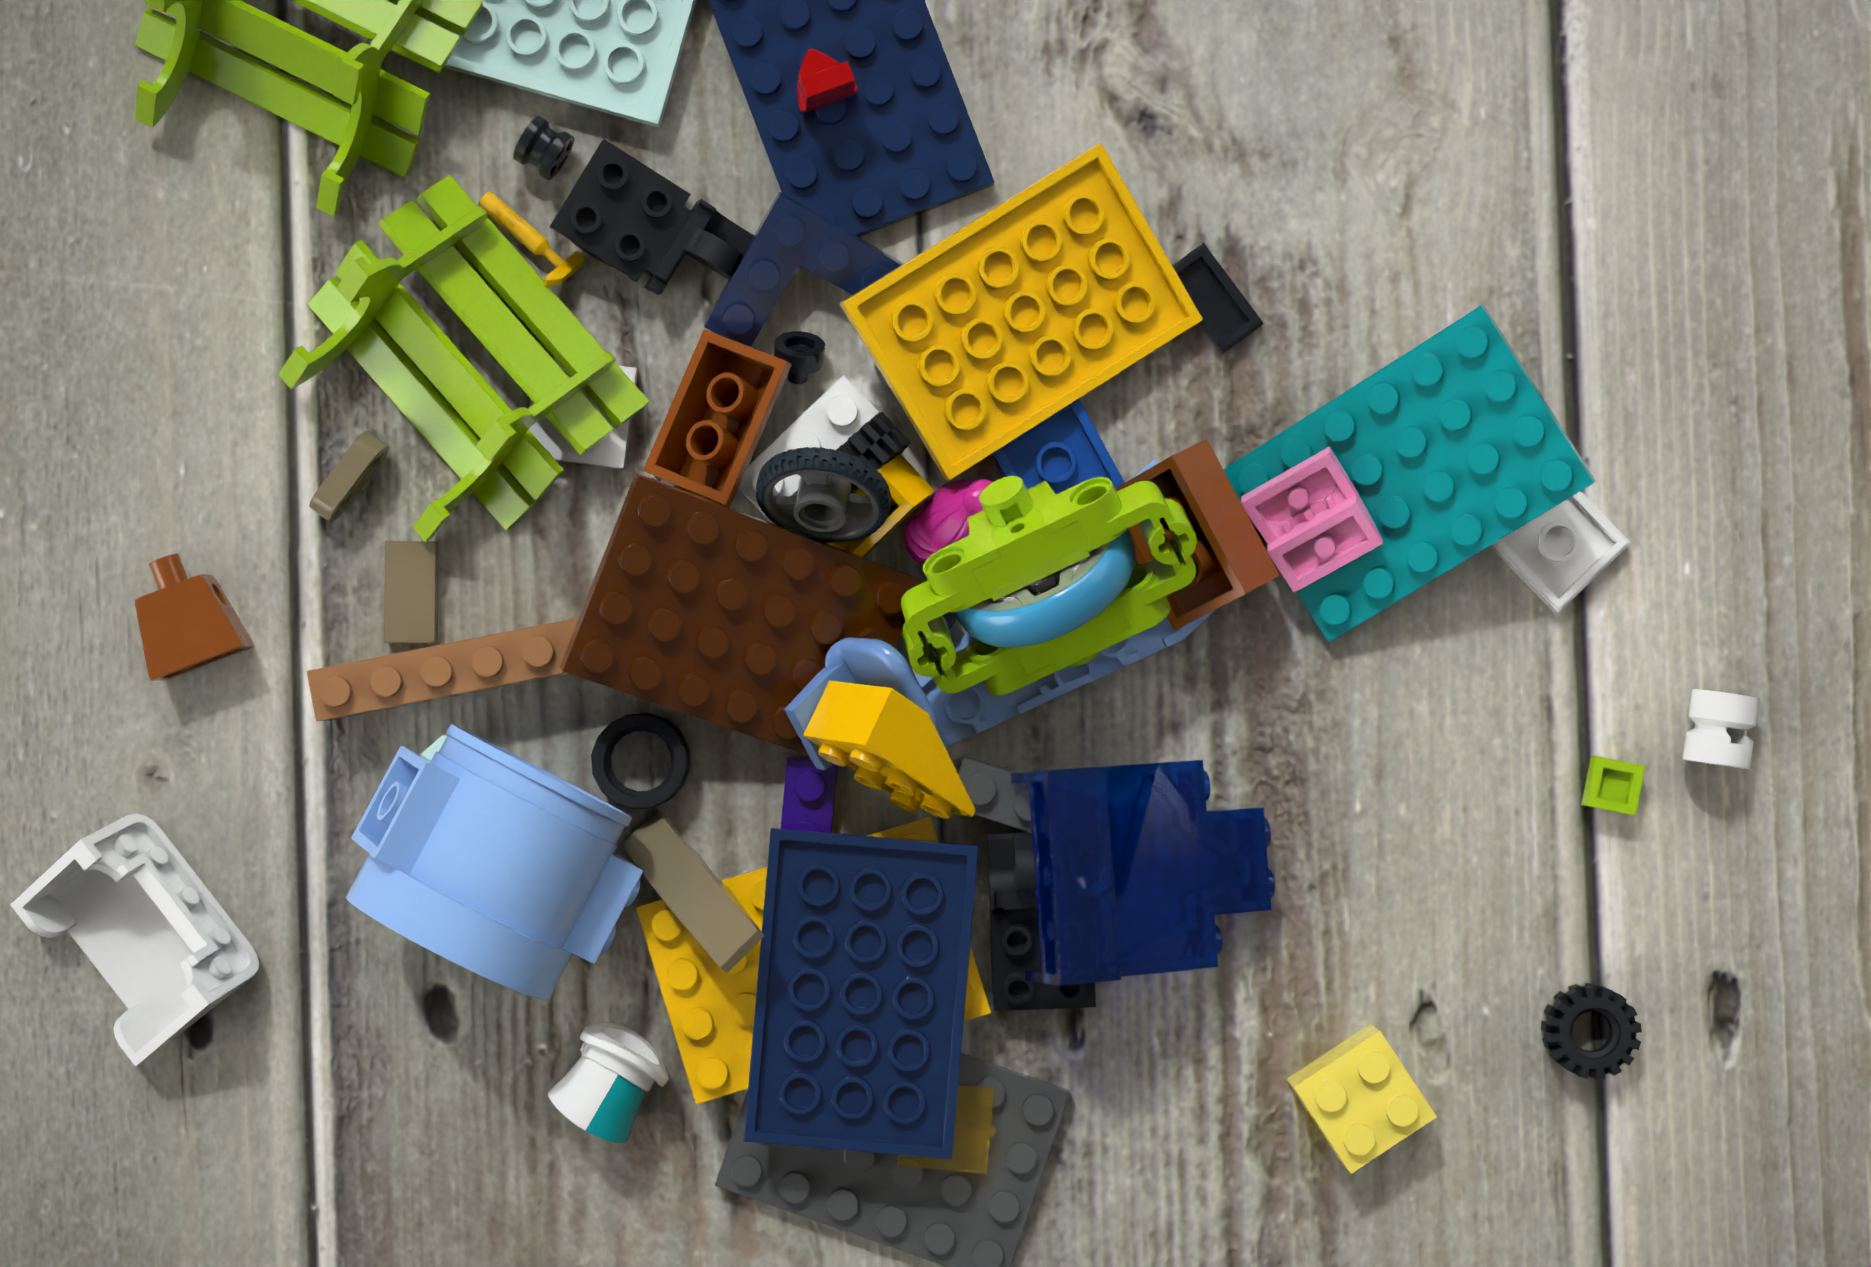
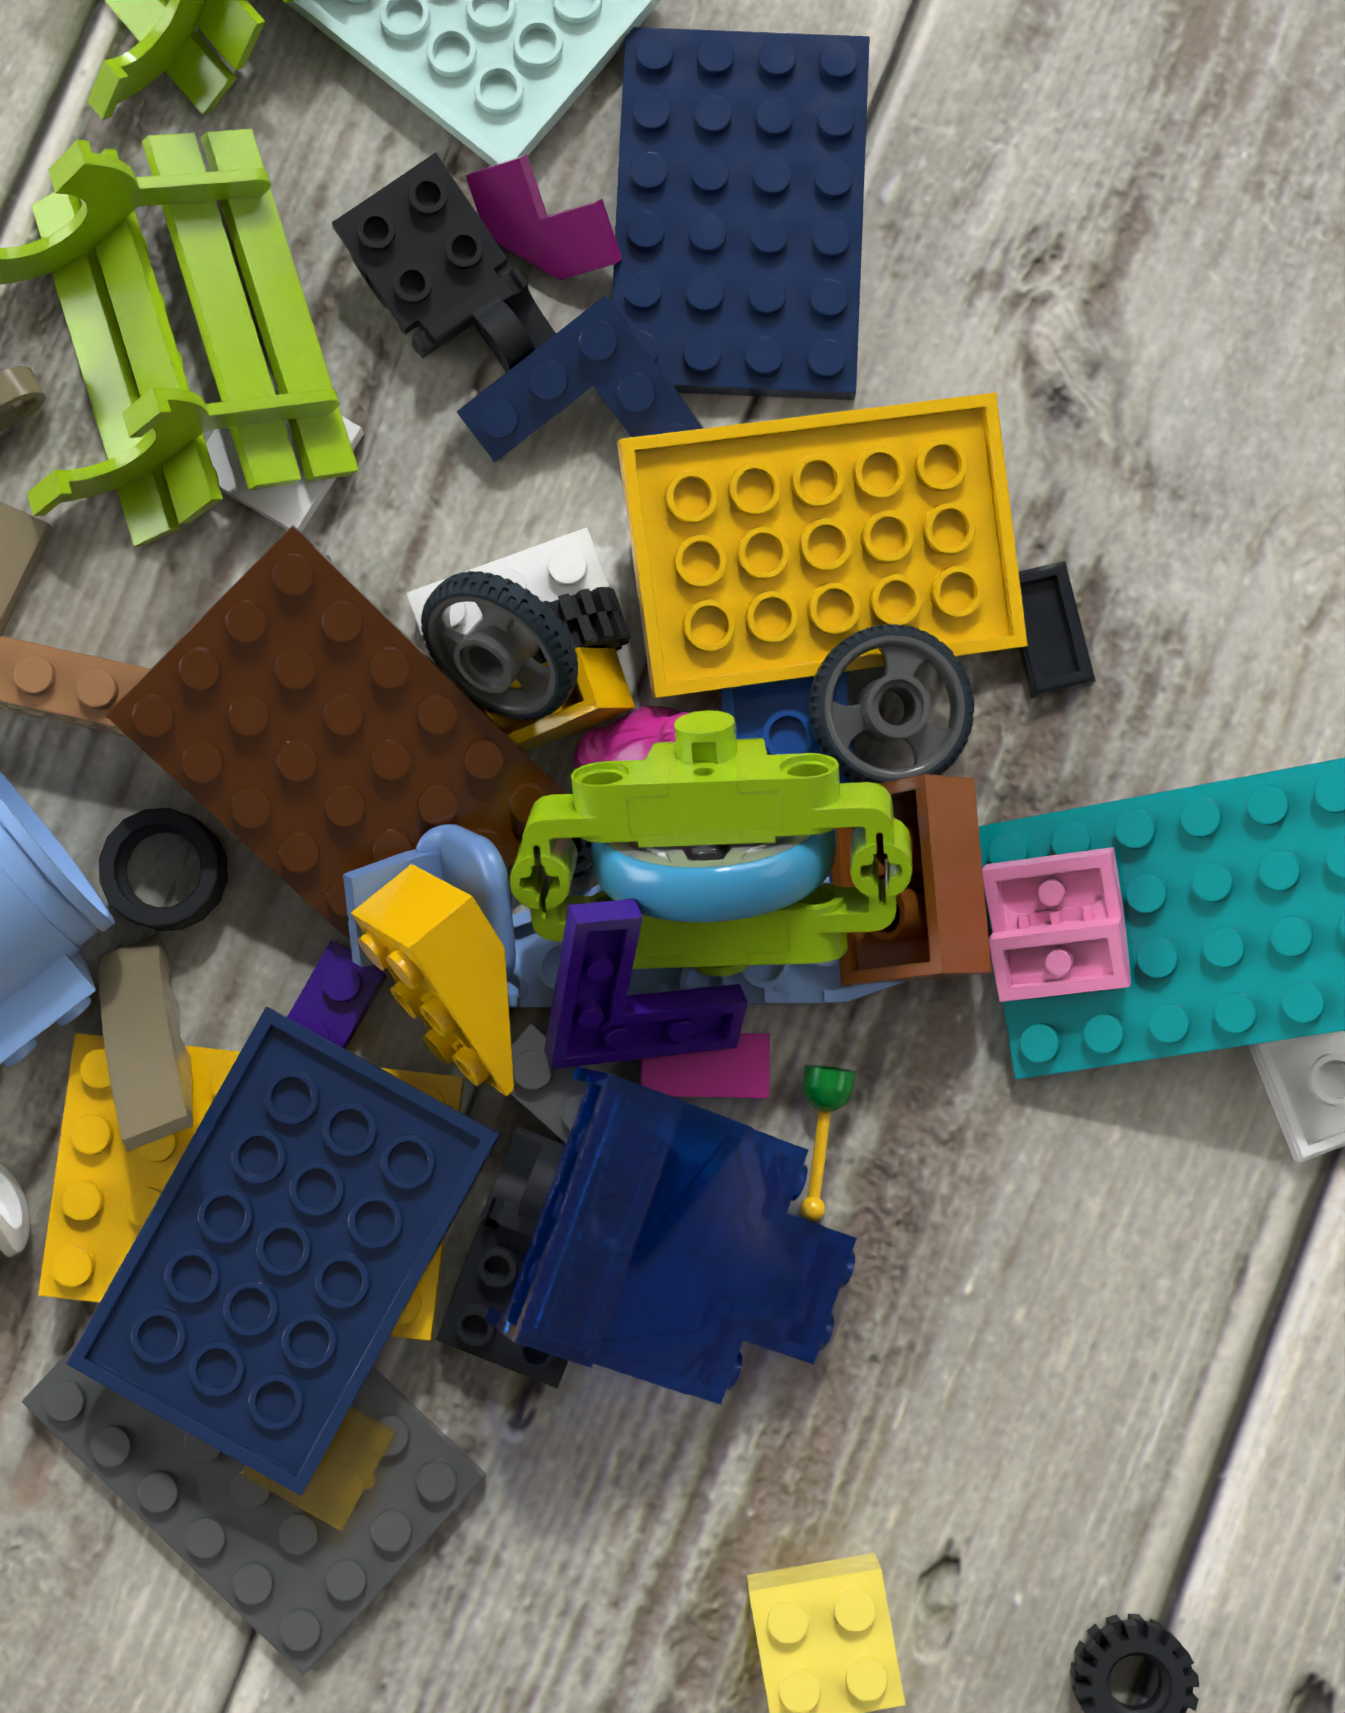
camera: 25 degrees right, 5 degrees down
(531, 239) = (310, 239): yellow piece -> none
(543, 148) = (368, 142): black wheel -> none
(682, 158) = (517, 219): none -> magenta tile
(717, 418) = (420, 511): dark orange slope -> none
(803, 351) = (549, 490): black tile -> none
(823, 81) = (711, 197): red tile -> none
(1015, 733) = (601, 1024): none -> dark purple plate
(1099, 729) = (716, 1073): none -> dark pink tile
(1115, 366) = (903, 651): none -> dark grey wheel
(1196, 710) = (826, 1091): none -> hinge
(1613, 785) = (1282, 1395): lime plate -> none

